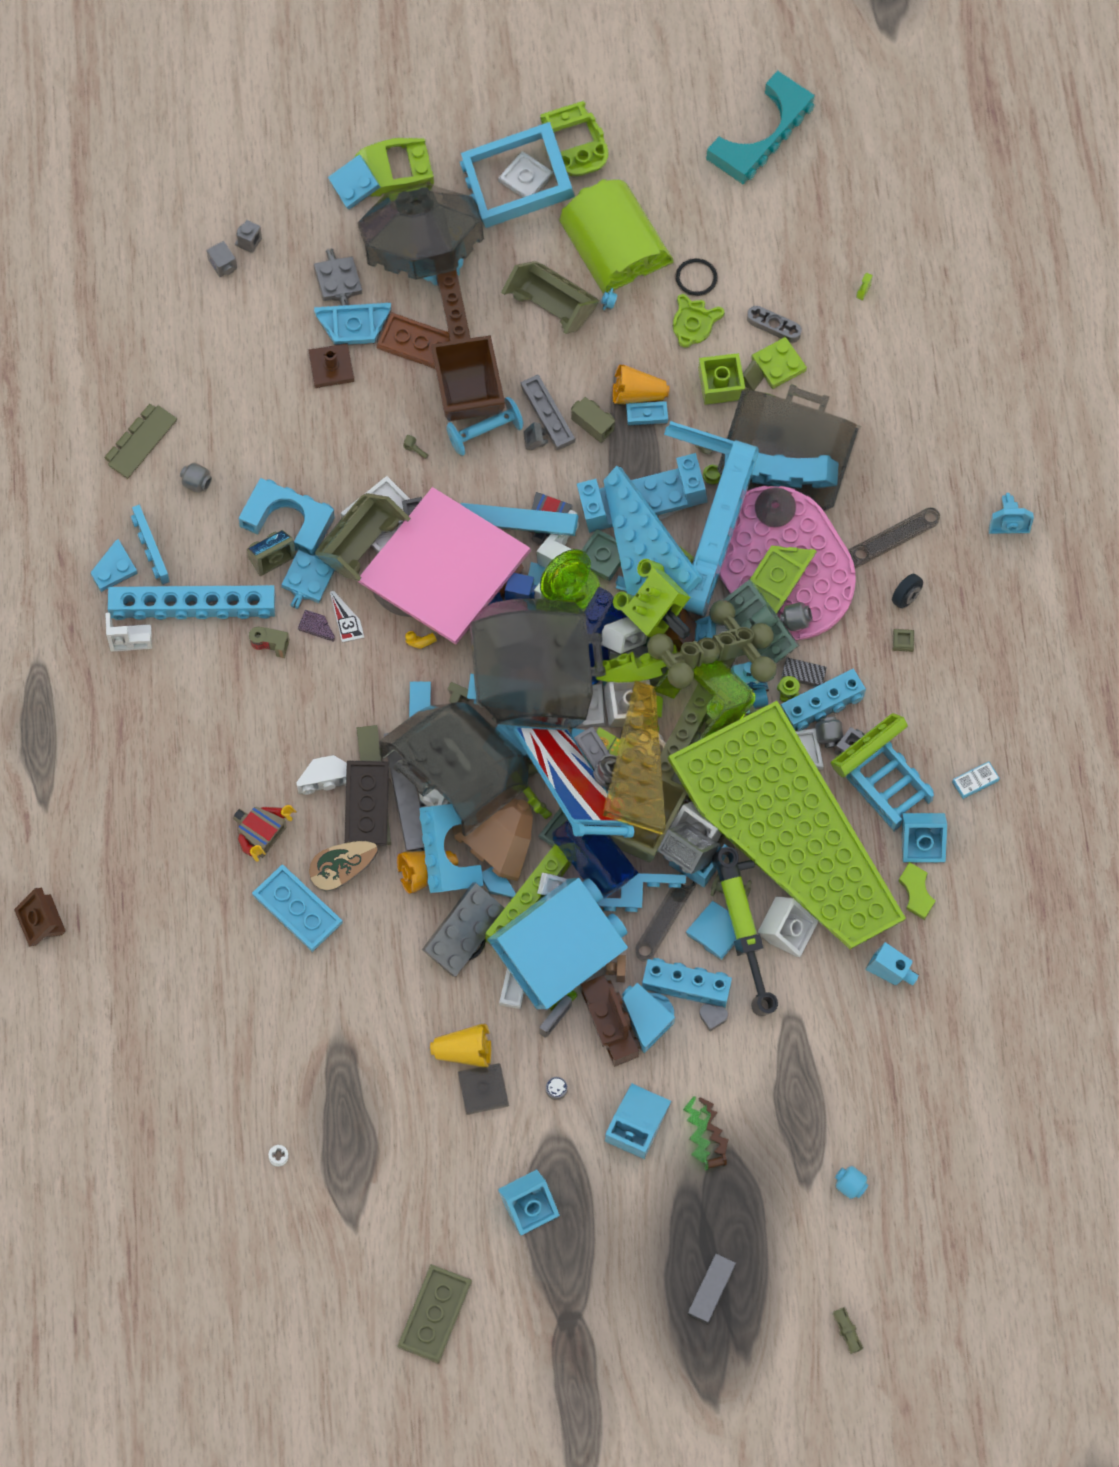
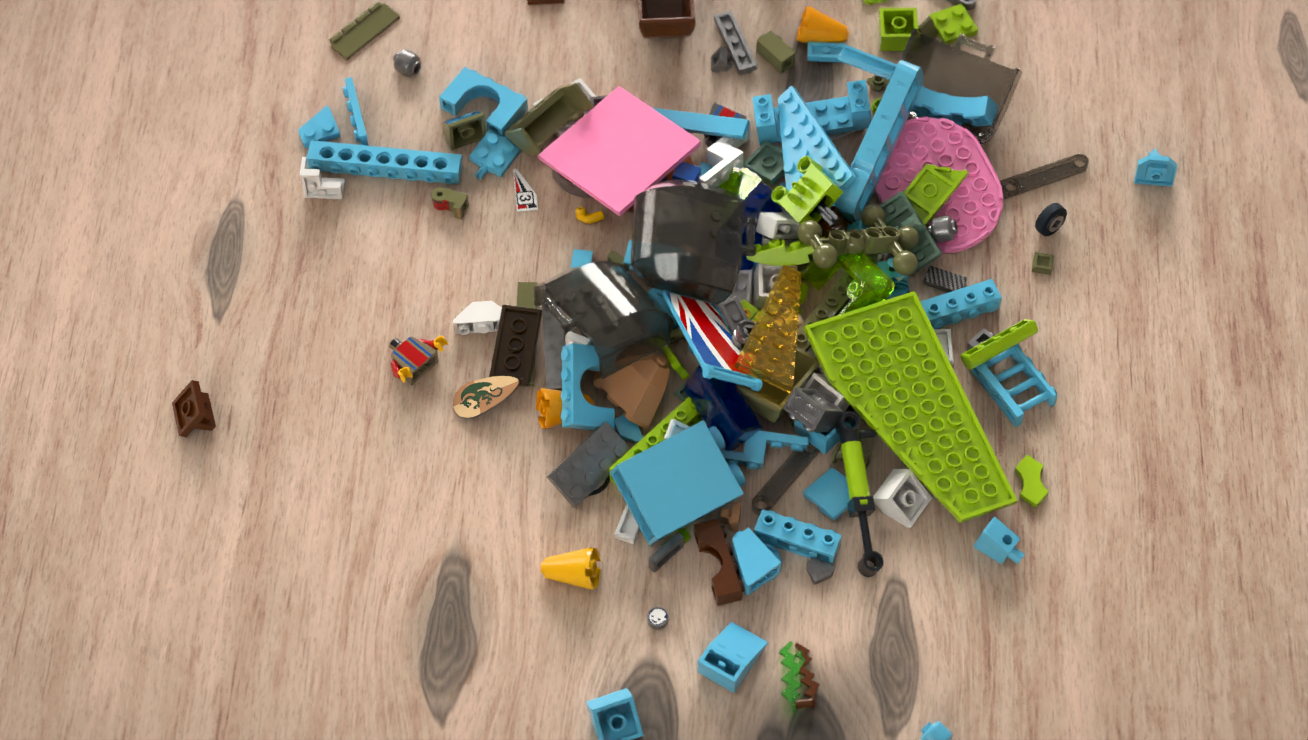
camera: 10 degrees right, 10 degrees down
(284, 1159) = (374, 644): white bush -> none
(297, 908) = (435, 430): medium azure plate -> none
(315, 625) = (495, 194): clear purple tile -> none
(409, 444) = (606, 57): olive hand -> none
(483, 1089) = (586, 610): clear smoke plate -> none
(484, 426) = (677, 45): medium azure hose -> none
(565, 575) = (730, 166): clear neon green piece -> none
(609, 1018) = (717, 556): reddish brown bracket -> none
(775, 516) = (934, 141): clear smoke dish -> none
(785, 692) = (928, 289): lime brick -> none
(829, 731) = (962, 331): flat silver head -> none
(924, 837) = (1043, 434): medium azure slope -> none
(975, 780) = (1099, 390): tile -> none

